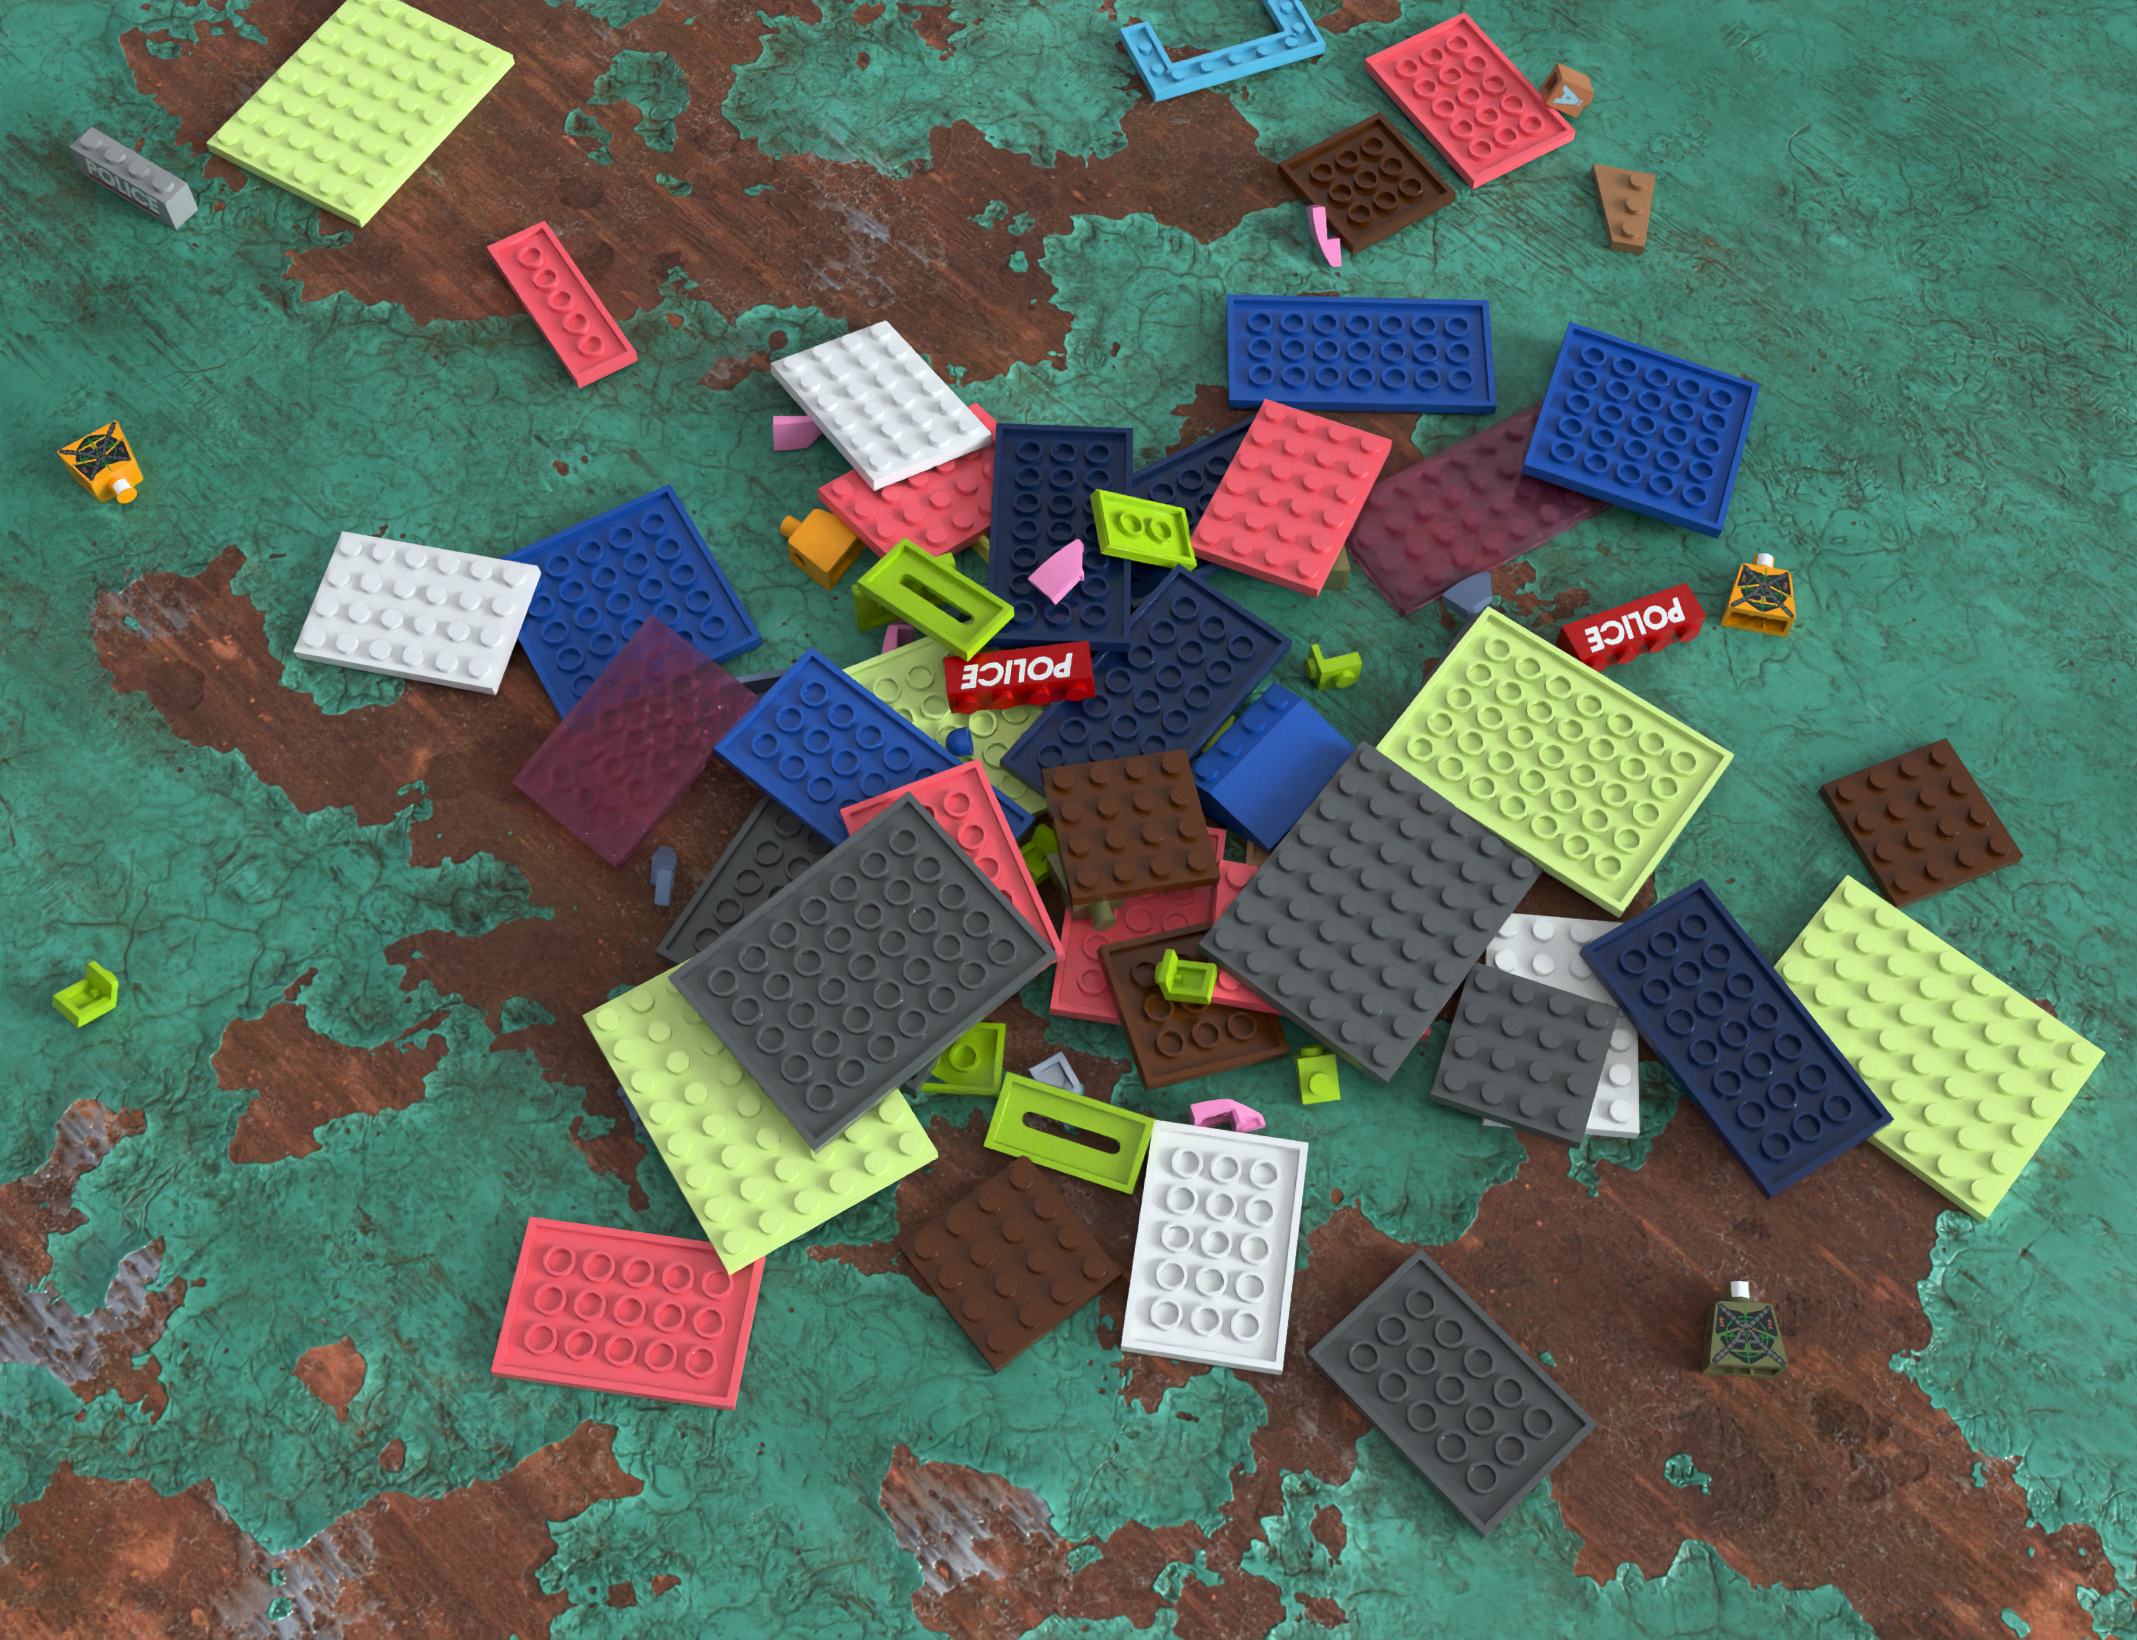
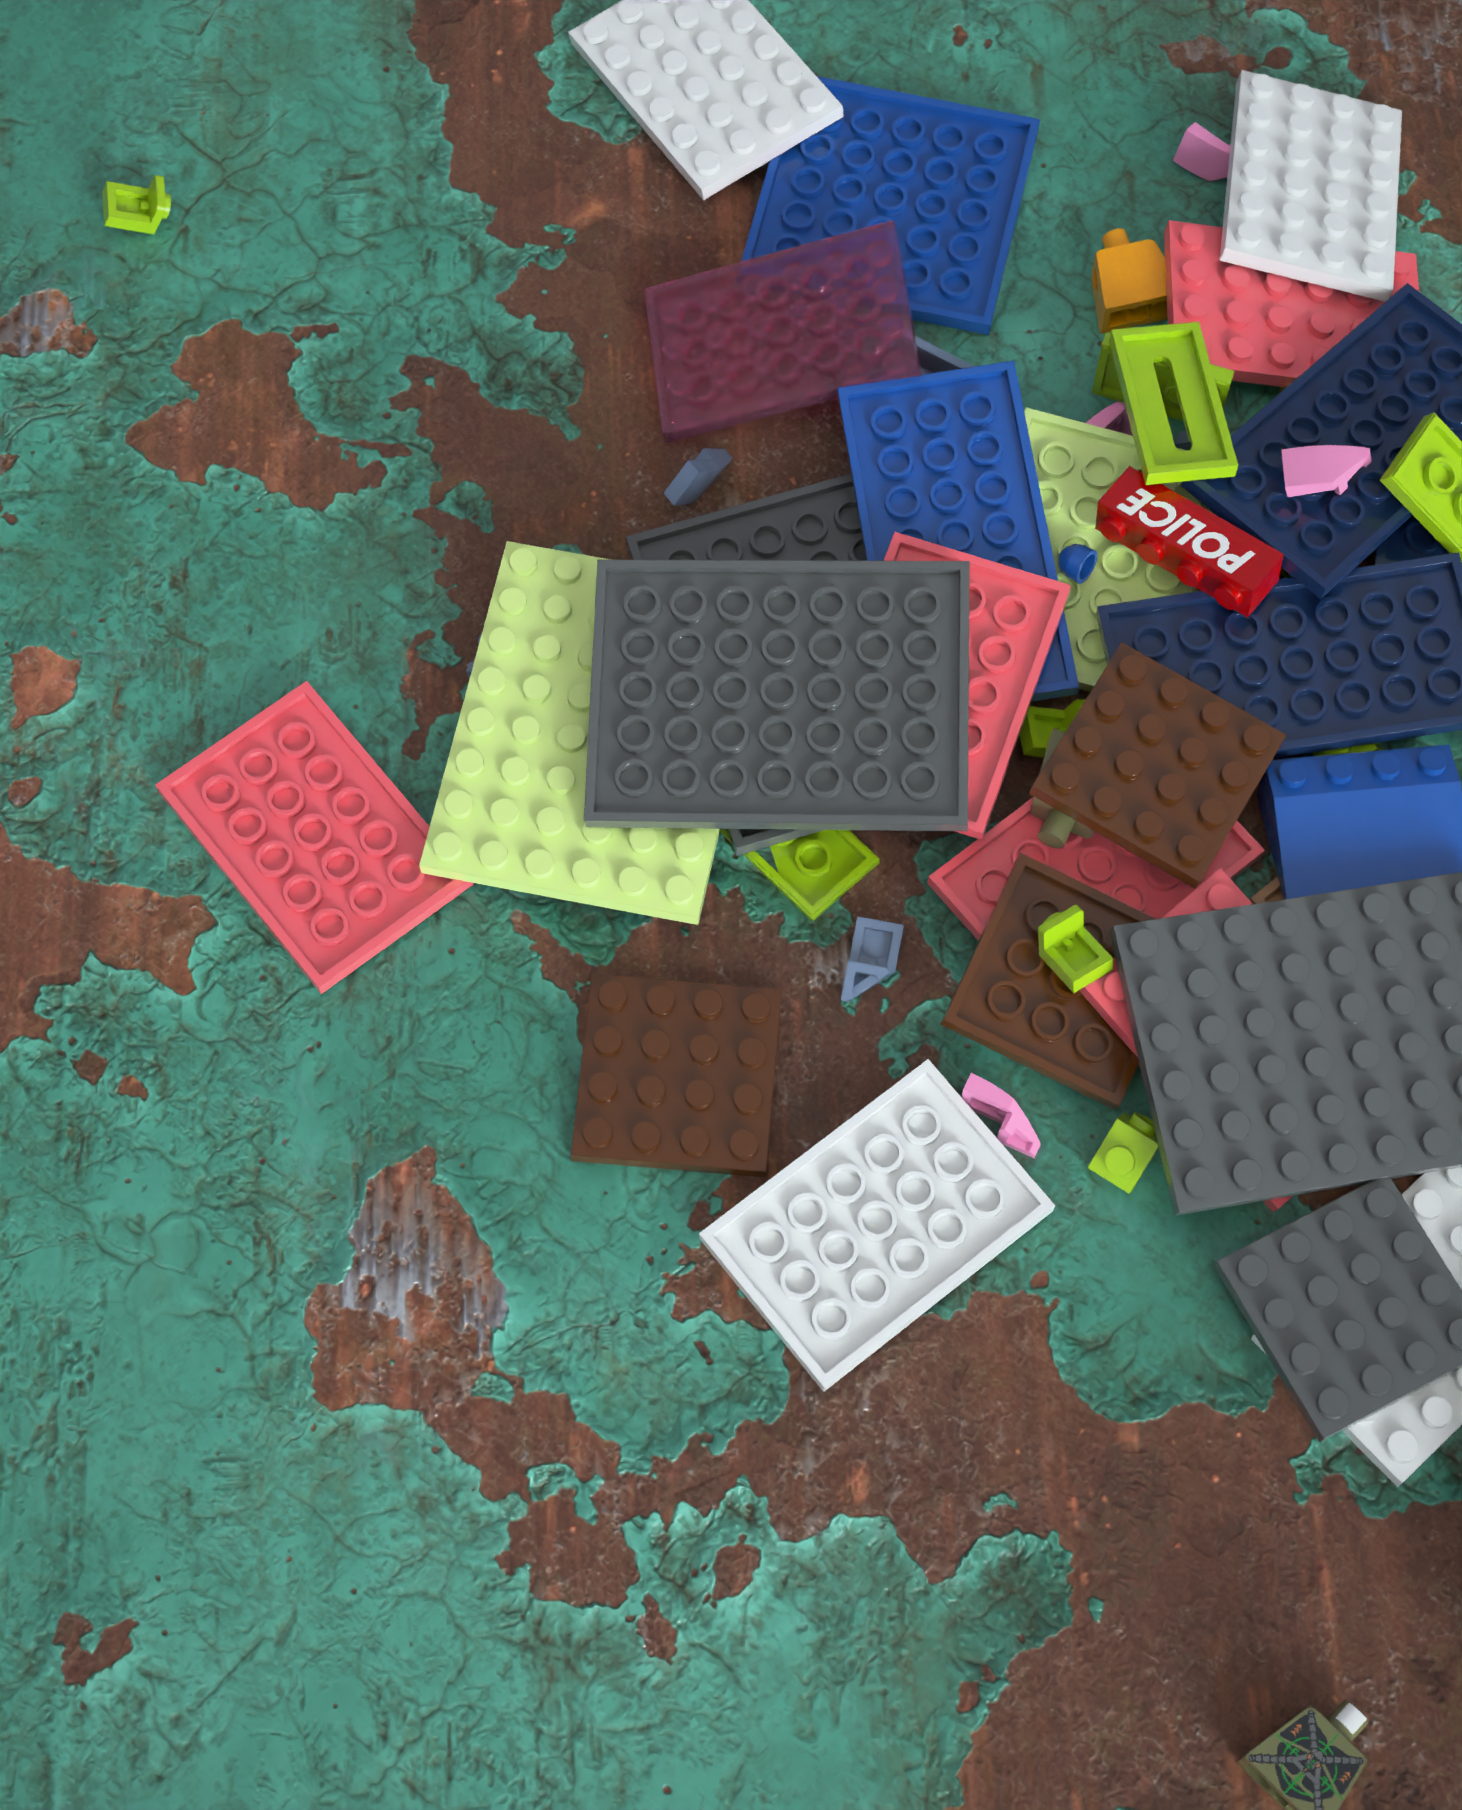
camera: 45 degrees right, 5 degrees up
(1013, 1137) = (786, 968): lime piece -> none
(1451, 1392) = (968, 1553): dark grey plate -> none

